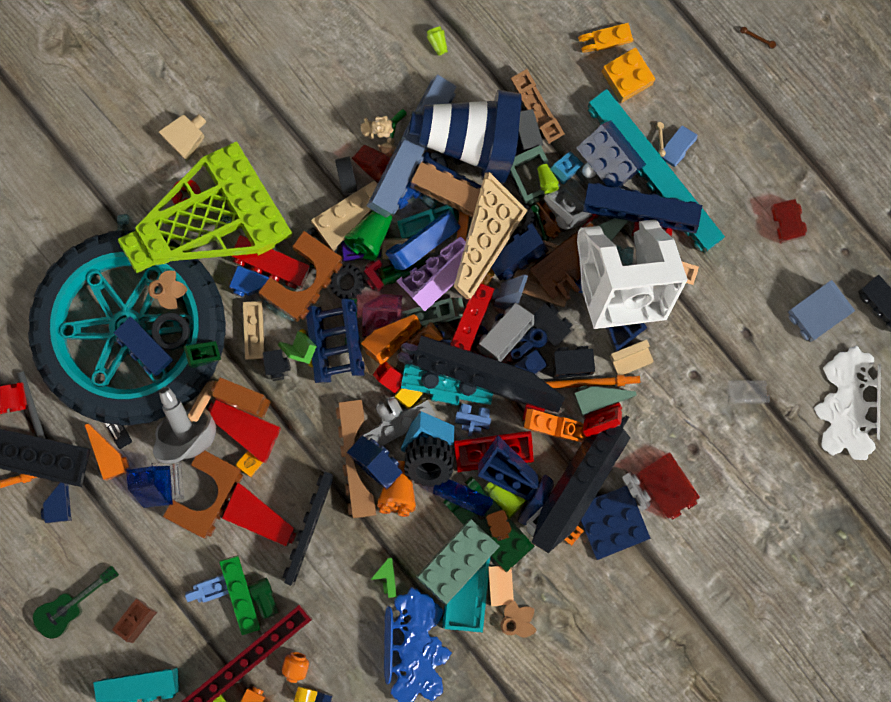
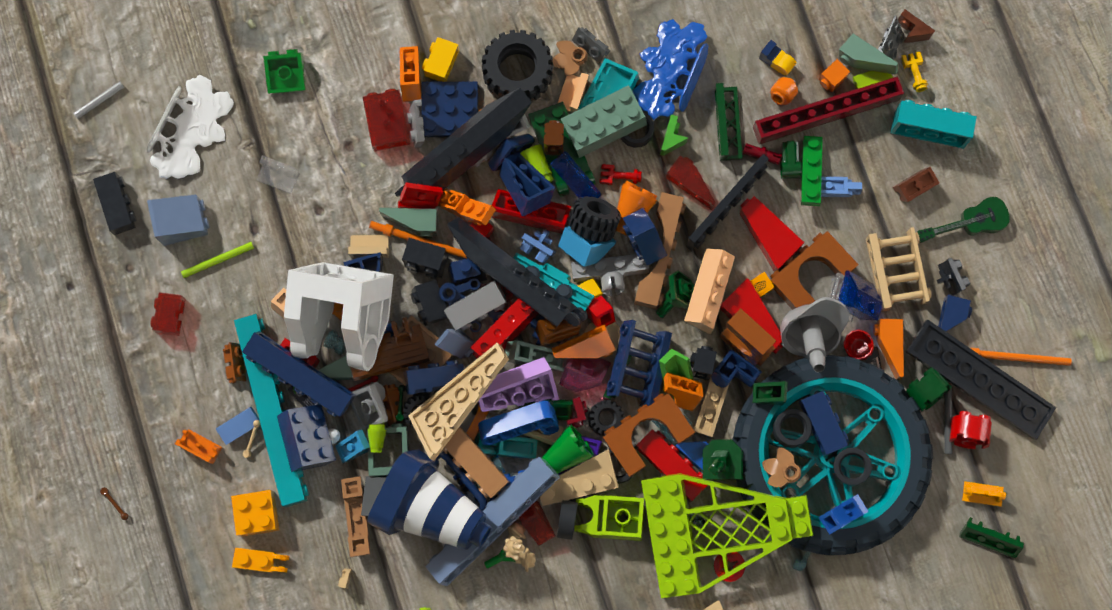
camera: 155 degrees left, 5 degrees down
(57, 421) = (928, 389): none -> dark green brick
(71, 540) = (951, 276): none -> black hips
(97, 268) = (843, 514): none -> blue brick
(103, 302) = (852, 451): none -> black tyre
(136, 440) = (859, 344): none -> red hair
(143, 529) = (883, 281): none -> tan fence
(201, 402) = (786, 353): light nougat axle -> none
(224, 279) = (722, 460): none -> dark green piece
(248, 373) = (736, 366): none -> dark blue brick
(283, 331) = (685, 391): none -> orange arch
(293, 595) = (757, 152): none -> dark red pin
(294, 435) = (709, 289): none -> light nougat slope
(311, 188) = (606, 514): none -> lime brick
(320, 422) = (679, 294): none -> dark green piece
(343, 608) = (723, 139): none -> dark green fence
(355, 541) = (688, 178): none -> clear red slope
(406, 524) = (611, 174): none -> red hinge
(410, 574) = (635, 143): none -> black tyre
(510, 644) = (586, 40): none -> dark grey hinge
(523, 46) = (344, 580): none -> tan tile
(589, 594) = (514, 44): none -> black tyre
(641, 567) = (440, 60): none -> yellow brick
(665, 542) = (410, 73): none -> orange slope
(702, 194) = (236, 370): none -> dark orange hinge
(705, 114) = (199, 446): none -> orange hinge
(767, 290) = (218, 259): none -> lime bar
(786, 495) = (284, 71): none -> green plate

